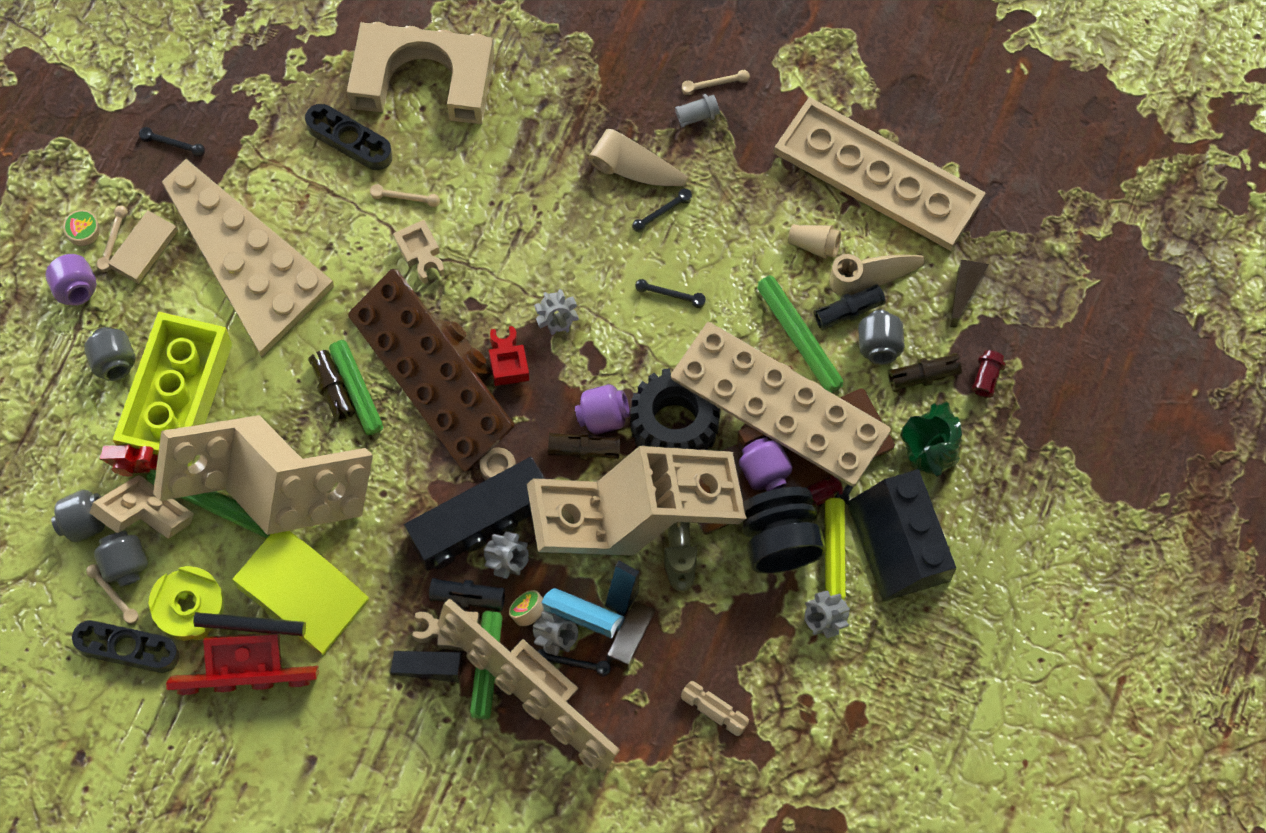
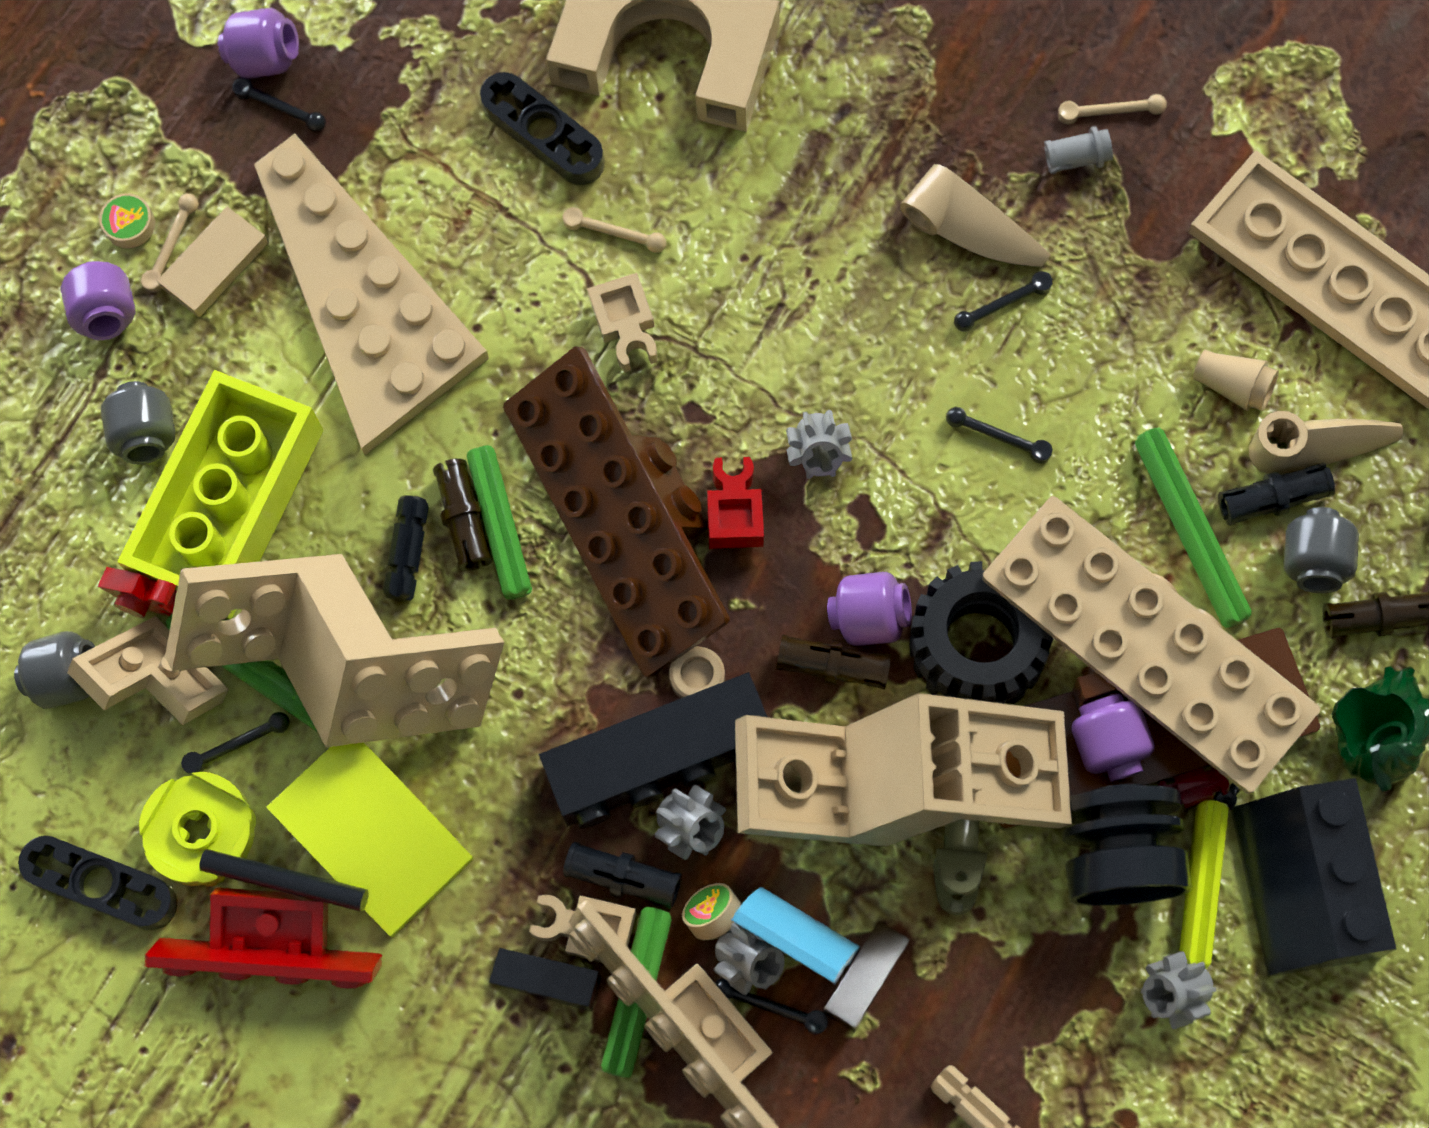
camera: 15 degrees right, 5 degrees up
(120, 558) = (108, 745): dark grey head -> none
(130, 615) = (112, 834): tan hinge -> none
(153, 103) = (258, 43): none -> medium lavender head
(229, 531) = (196, 762): none -> black hinge
(297, 411) = (406, 548): none -> black axle
(623, 589) = (862, 905): black piece -> none

